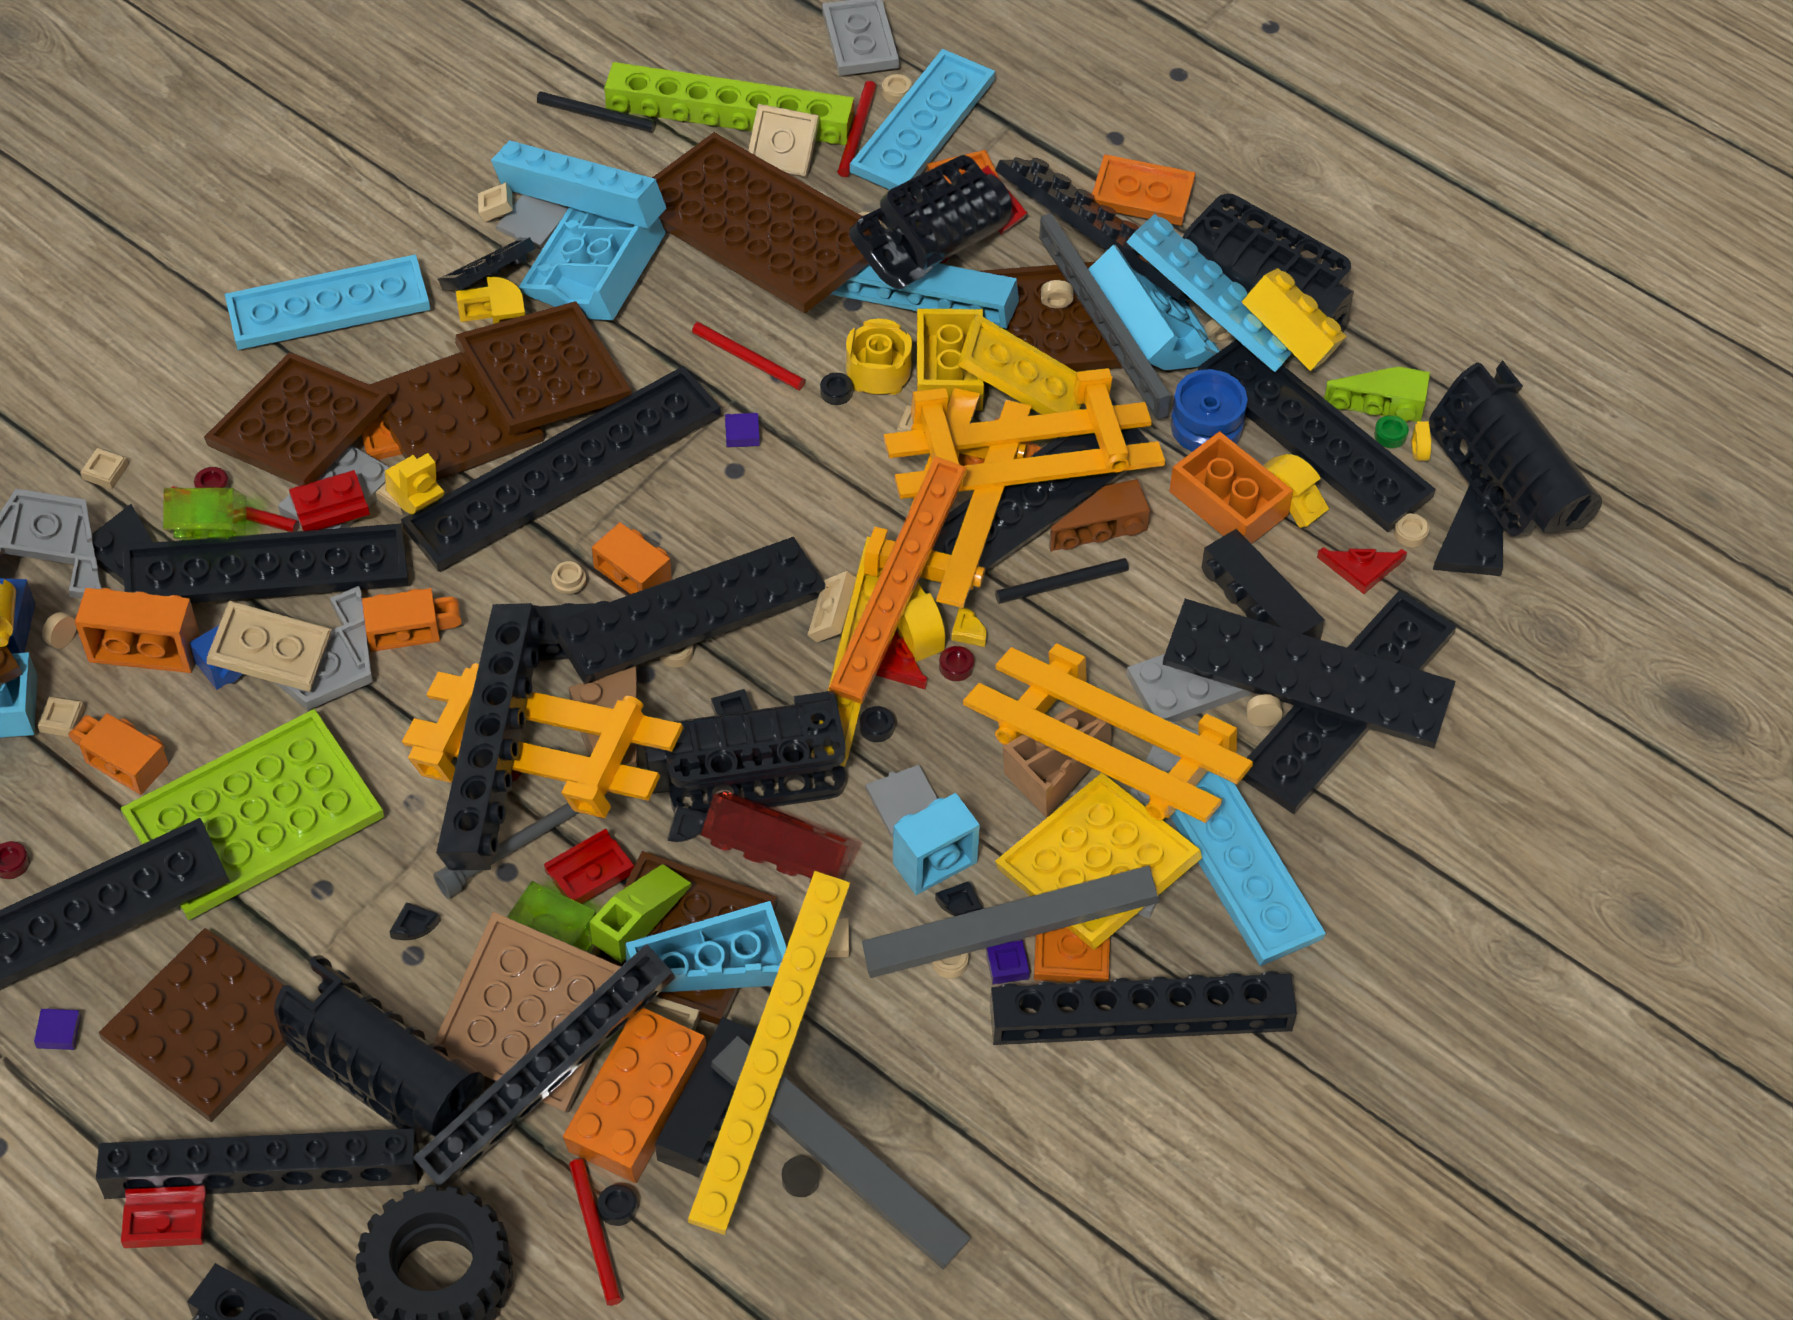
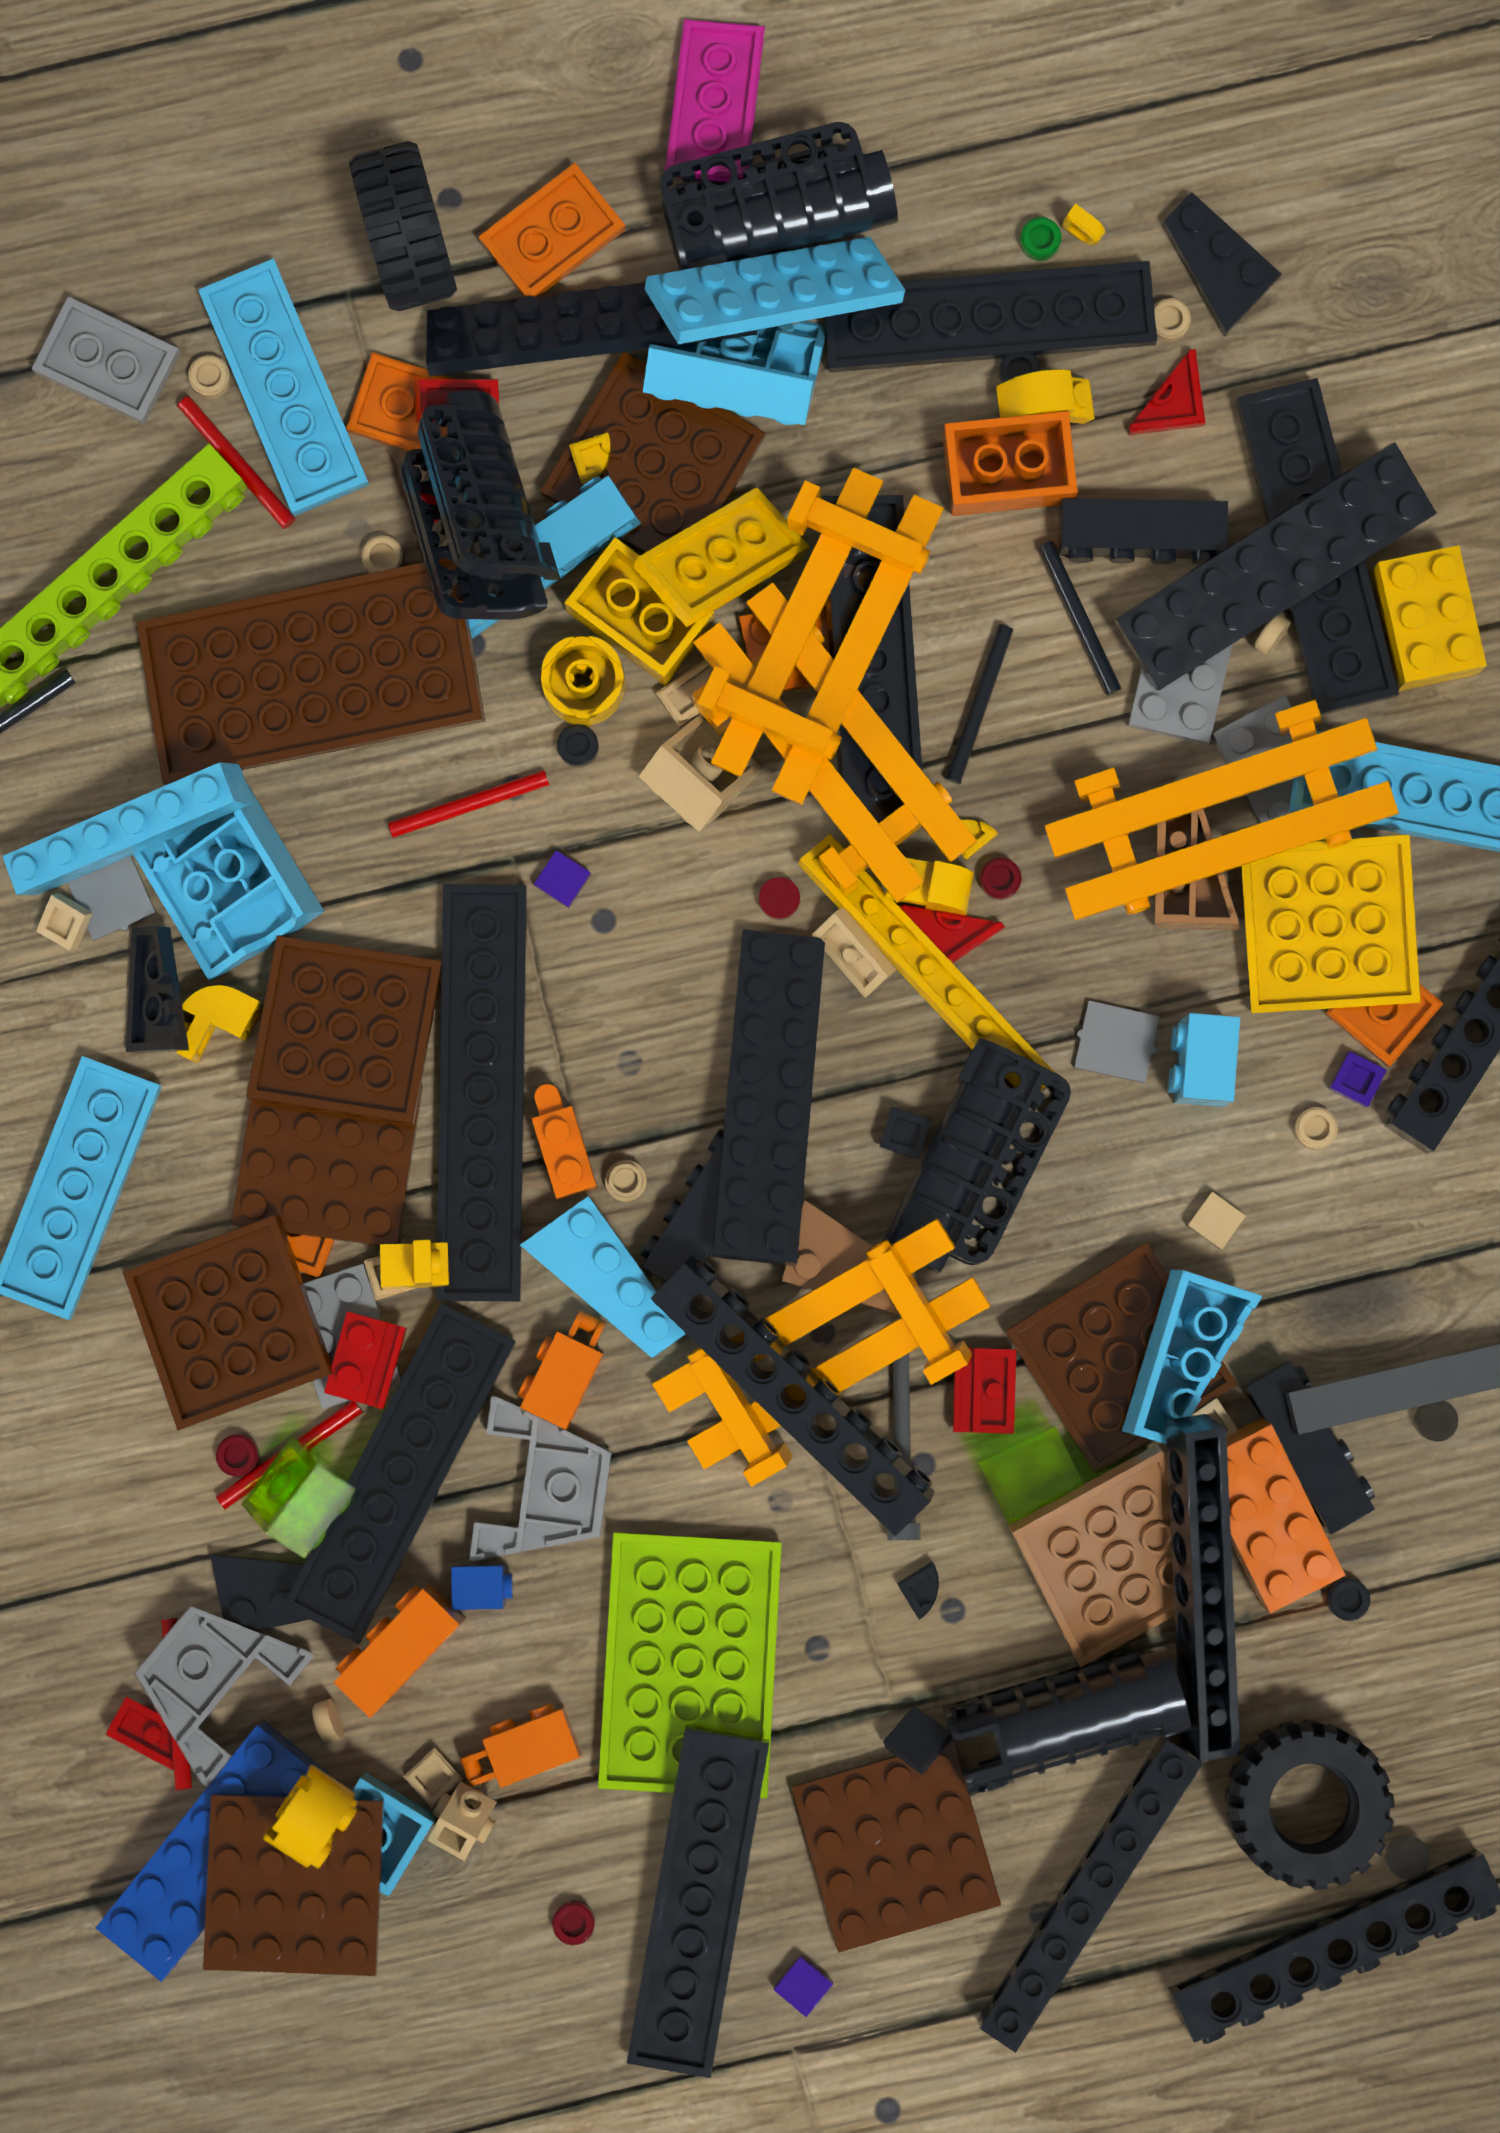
camera: 50 degrees left, 30 degrees up
(39, 739) = (462, 1820): none -> tan brick
(104, 468) = (136, 1551): tan tile -> none
(164, 1217) = (1080, 2007): red plate -> none
(269, 646) = (515, 1535): tan tile -> none
(297, 976) = (917, 1740): none -> black piece
(496, 574) = (600, 1269): none -> medium azure wedge
(561, 526) = (562, 1145): none -> orange brick
(595, 1232) = (1361, 1637): red bar -> none
(631, 560) = (656, 1107): orange brick -> none
(636, 910) = (1083, 1383): lime slope -> none
(686, 823) = (1001, 1265): black tile -> none
(768, 1054) = (1327, 1374): yellow plate -> none
(776, 838) = (1090, 1197): clear red brick -> none
(784, 138) = (208, 559): tan tile -> none
(832, 550) = (779, 898): none -> dark red tile
(864, 456) = (687, 779): none -> tan slope
(877, 724) = (1015, 1004): black tile -> none
(898, 580) = (907, 882): orange tile -> none
(958, 899) = (1263, 1073): black tile -> none
(1010, 921) = (1339, 1055): dark grey tile -> none
(1027, 278) = (591, 456): none -> yellow tile
(1057, 294) = (643, 441): tan tile -> none
(1069, 96) = (402, 226): none -> black tyre
(1104, 316) = (704, 416): dark grey tile -> none
(1107, 514) = (940, 599): dark orange slope -> none
(1170, 602) = (1079, 618): none -> black bar
(1208, 404) = (889, 385): blue wheel -> none
(1294, 318) = (868, 237): yellow brick -> none
(1319, 210) = (715, 93): none -> dark pink tile
(1362, 791) = (1428, 618): none -> yellow brick
(1382, 393) = (1006, 198): lime slope -> none
(1514, 452) = (1191, 164): black piece -> none

